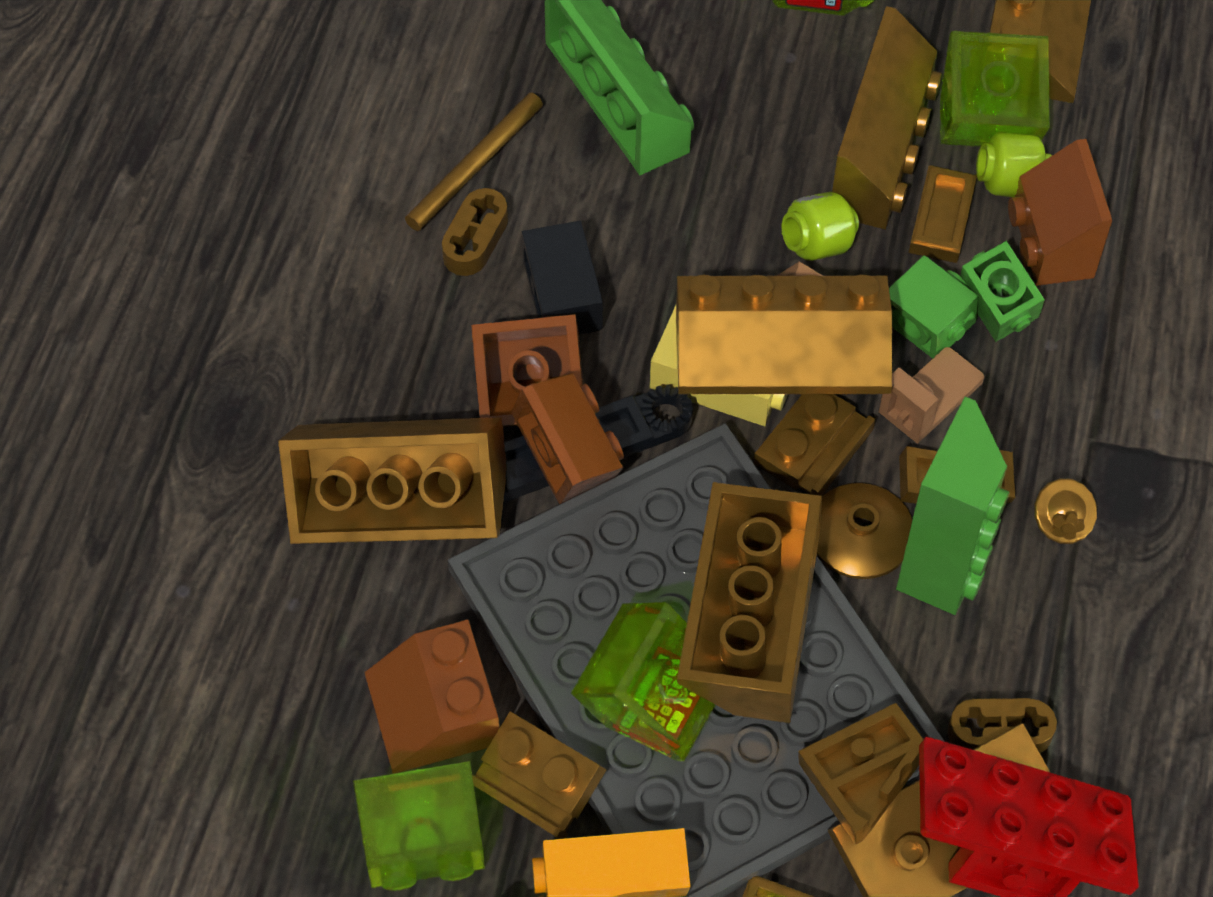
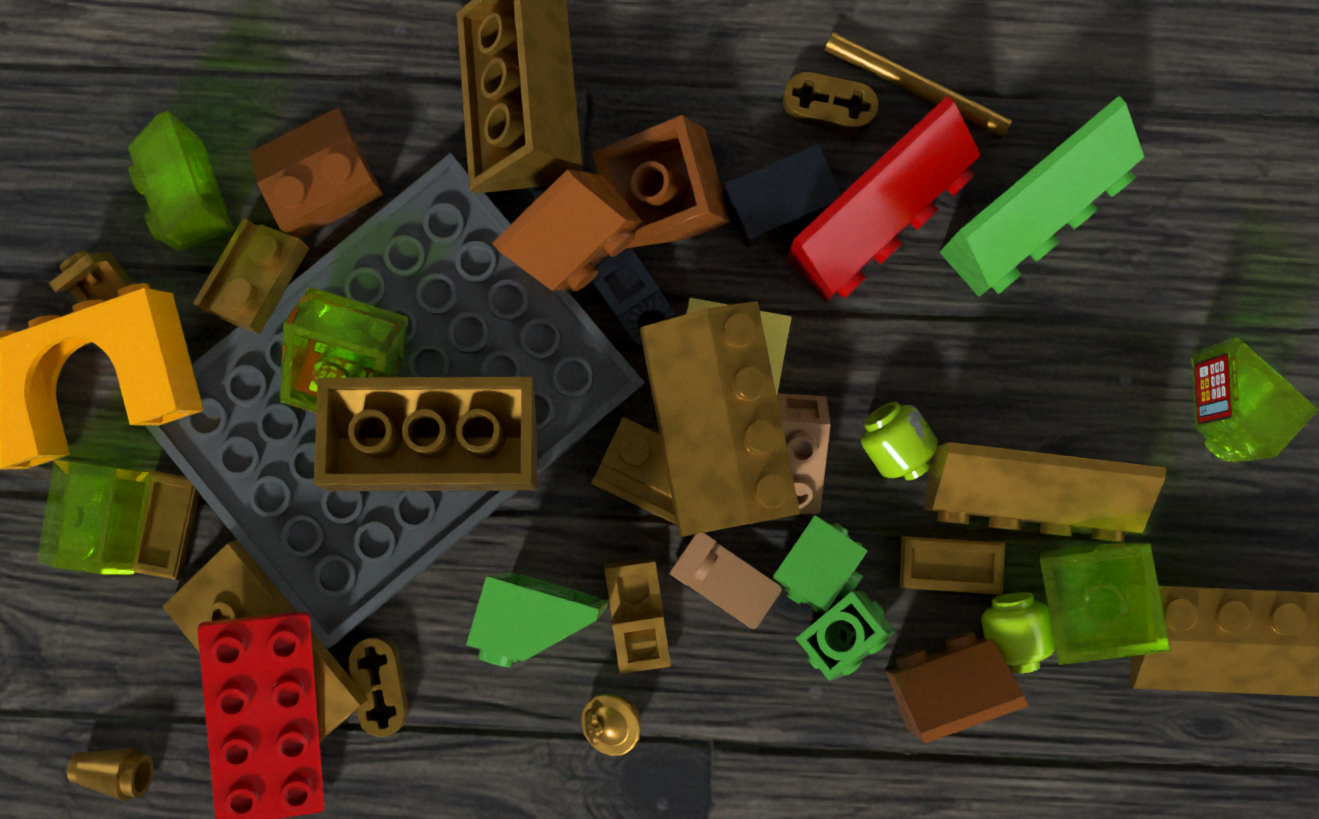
camera: 85 degrees right, 25 degrees up
(586, 187) = (885, 202): none -> red slope
(858, 549) = (594, 535): pearl gold dish -> none
(863, 767) = (286, 564): pearl gold wing -> none

